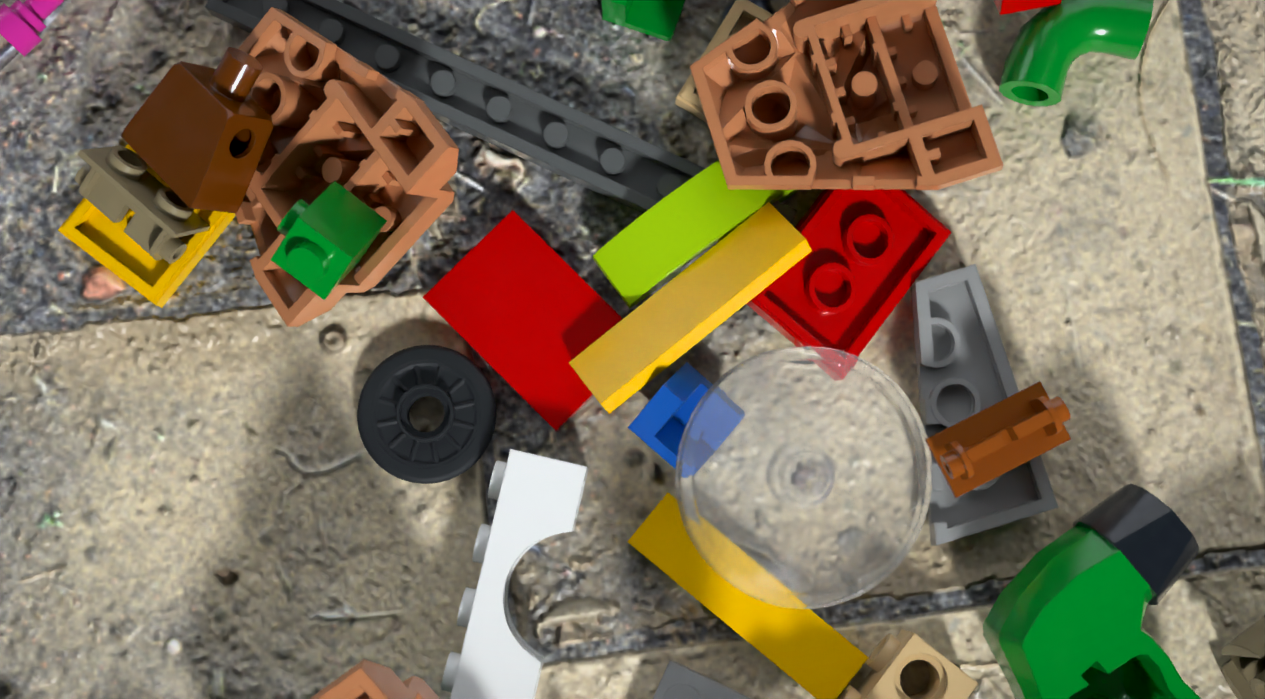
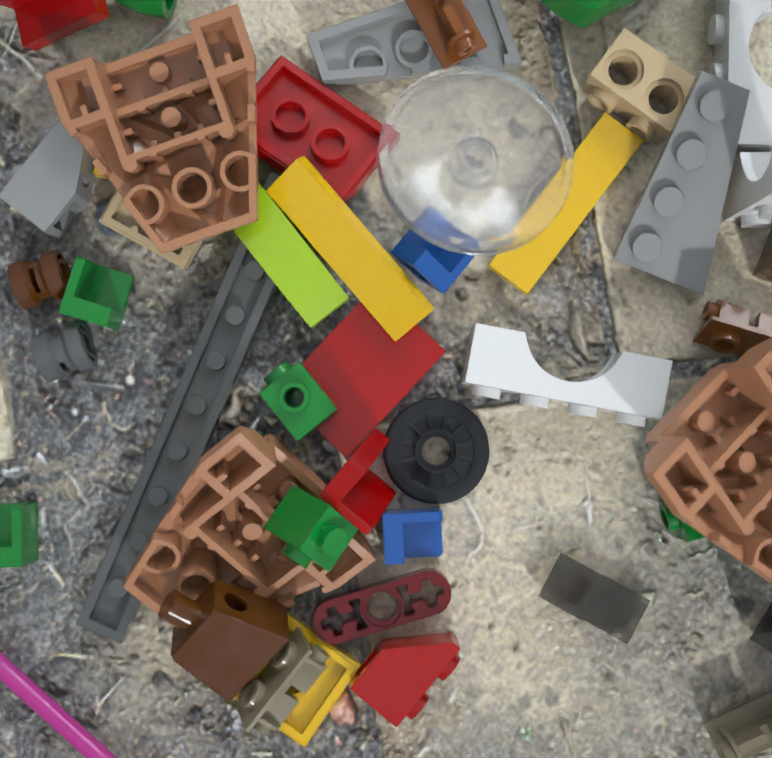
camera: 90 degrees left, 5 degrees up
(143, 355) = (401, 672): none -> red slope
(221, 614) = (594, 598): none -> clear smoke slope
(235, 287) = (343, 605): none -> dark red beam
(320, 375) = (412, 534): none -> blue panel
(378, 307) = (357, 490): none -> red panel
(498, 233) = (297, 399): none -> green brick

